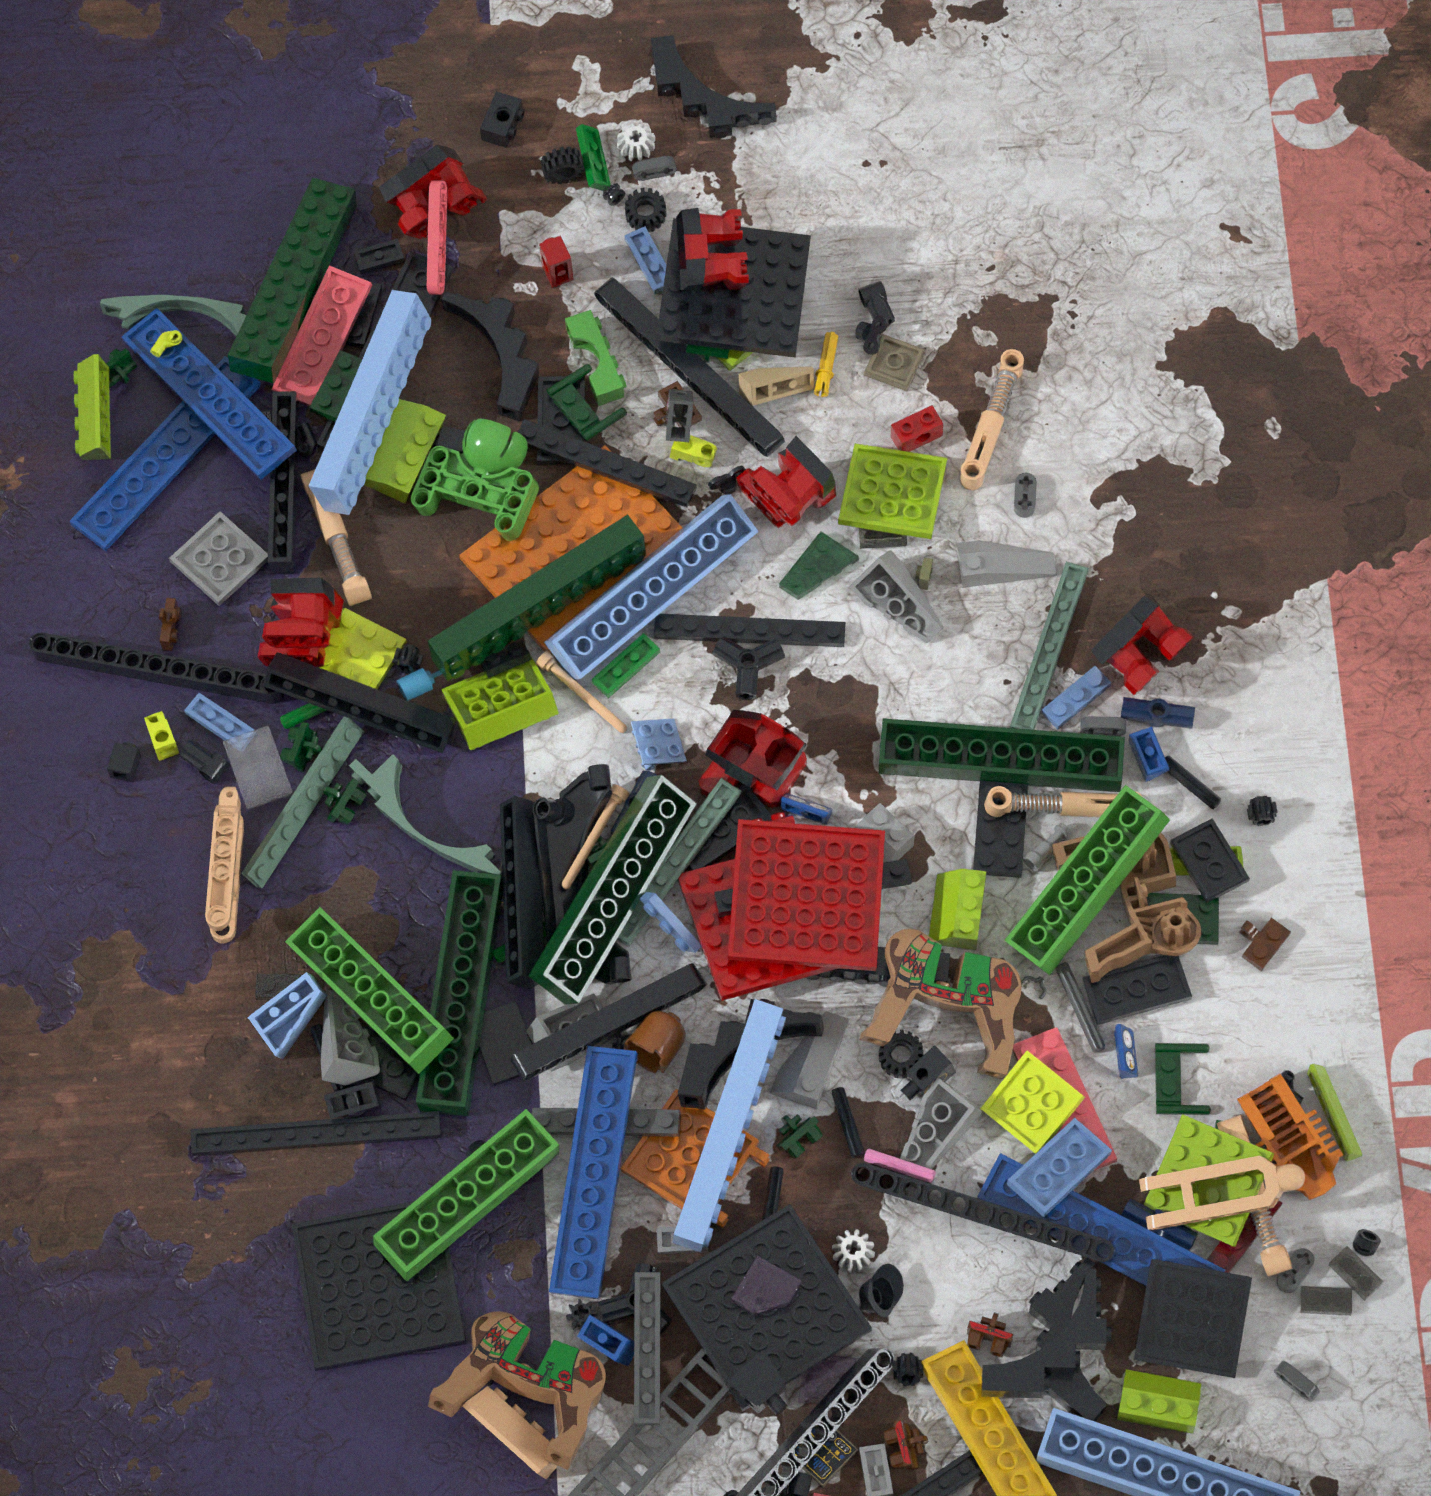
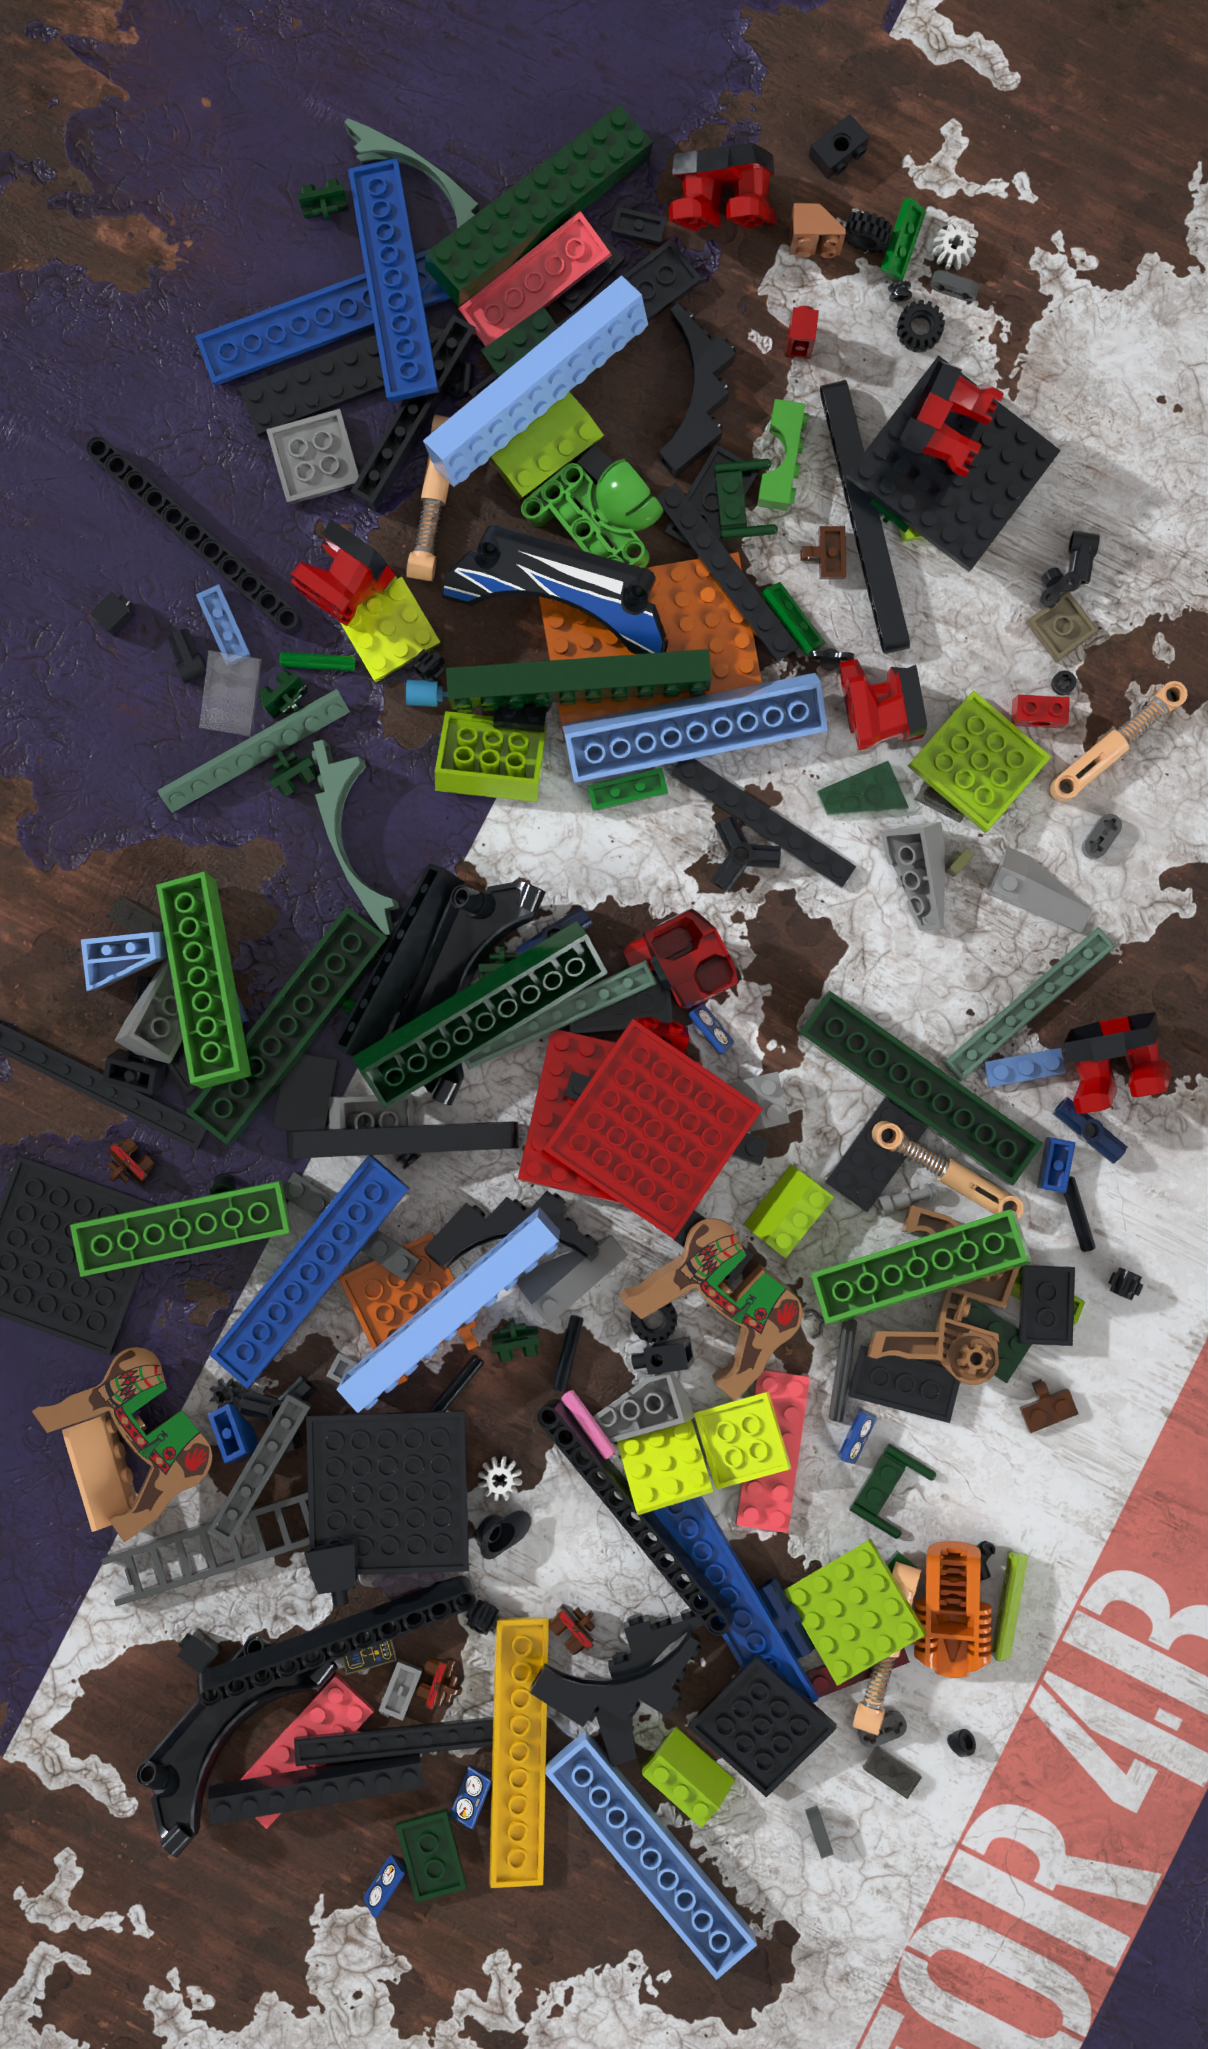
camera: 30 degrees right, 20 degrees up
(93, 409) = (275, 234): lime slope -> none
(161, 736) = (161, 606): neon yellow leg -> none
(166, 340) = (383, 199): neon yellow arm -> none
(169, 618) = (229, 496): reddish brown plate -> none
(190, 505) = (314, 386): none -> black plate
(222, 880) = (125, 805): light nougat piece -> none
(359, 702) = (356, 684): black brick -> none
(389, 1179) = (122, 1154): none -> reddish brown hips
(436, 237) = (699, 241): coral beam -> none
(493, 522) = (594, 584): none -> black panel
(521, 186) = (814, 232): none -> nougat slope
(548, 663) = (557, 746): light nougat piece -> none
(618, 796) = (540, 922): light nougat piece -> none
(647, 257) = (893, 378): medium blue plate -> none
(657, 1040) = (440, 1178): dark orange cylinder -> none
(658, 742) = (612, 884): light blue hinge -> none
(670, 923) = (514, 1075): medium blue plate -> none
(678, 468) = (792, 618): none -> green plate
(679, 410) = (828, 561): dark grey torso -> none
(696, 451) = (818, 606): neon yellow leg -> none
(698, 99) = (1040, 237): black arch -> none
(765, 1287) = (394, 1481): clear purple plate -> none
(774, 383) = (931, 582): tan slope -> none
(824, 373) = (995, 591): yellow axle -> none
(921, 394) = (1069, 676): none -> black bush
(982, 1158) = (664, 1467): none -> neon yellow plate
(1059, 1167) = (727, 1520): medium blue plate -> none
(1103, 725) = (1031, 1112): dark grey beam -> none
(1277, 1180) = (913, 1670): light nougat piece -> none
(1355, 1273) = (934, 1765): clear smoke plate -> none

